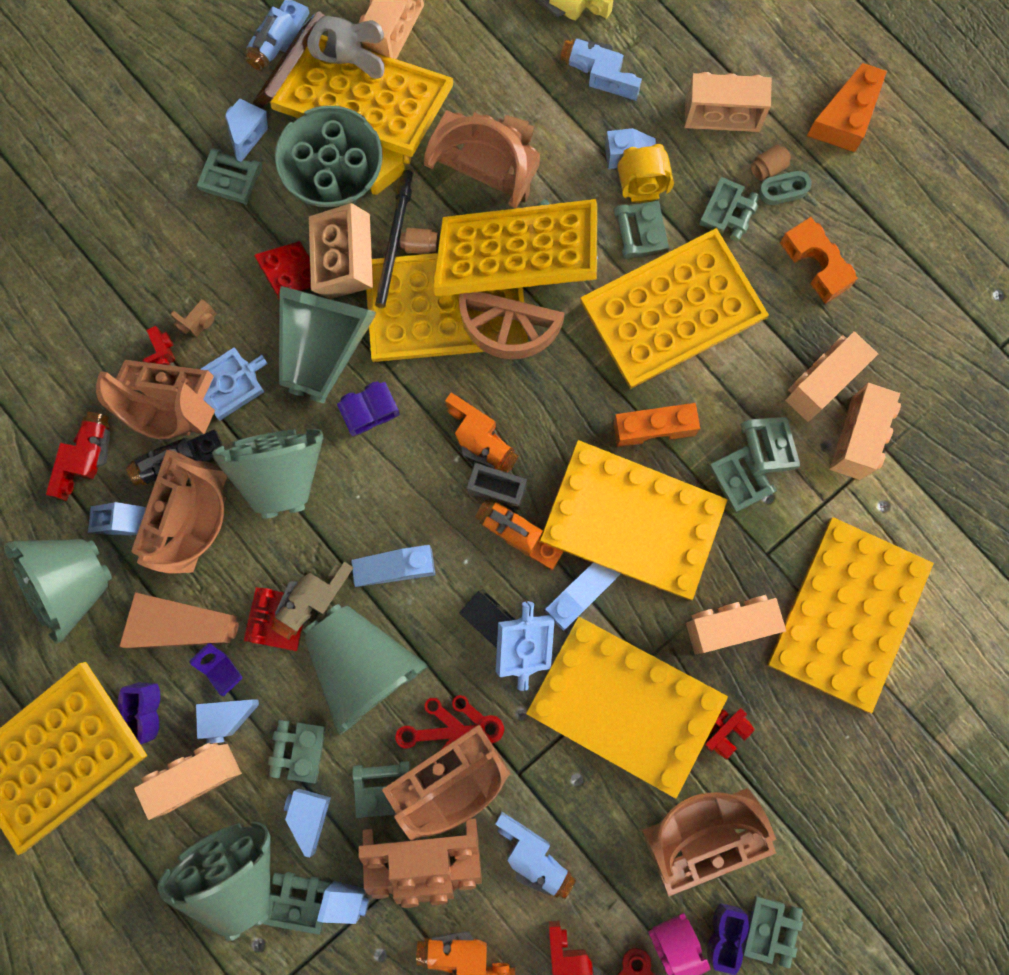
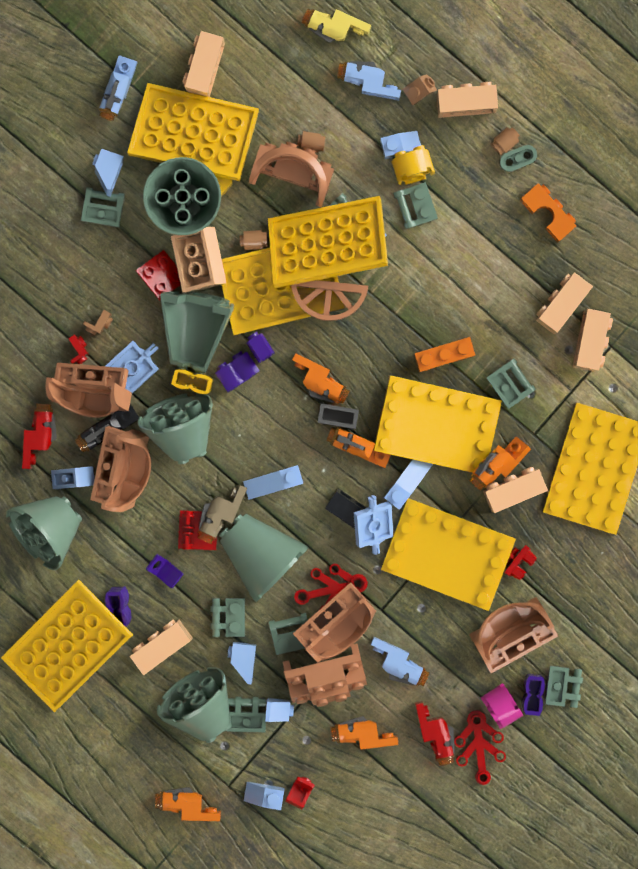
camera: 10 degrees left, 10 degrees up
(167, 623) = (128, 544): nougat slope -> none
(222, 718) = (174, 603): light blue slope -> none
(286, 63) = (133, 112): reddish brown tile -> none
(301, 410) = (188, 380): none -> yellow brick
(345, 43) = (173, 98): light grey piece -> none
(402, 196) = (235, 204): black bar -> none
(403, 377) = (260, 347): none -> dark purple brick
(665, 86) = (419, 89): none -> medium nougat bracket
(673, 308) = (447, 264): yellow plate -> none
(715, 583) = (499, 462): none -> orange plate
(722, 204) = (473, 179): sand green plate -> none
(778, 445) = (532, 354): sand green plate -> none
(850, 111) = (560, 91): orange wedge -> none

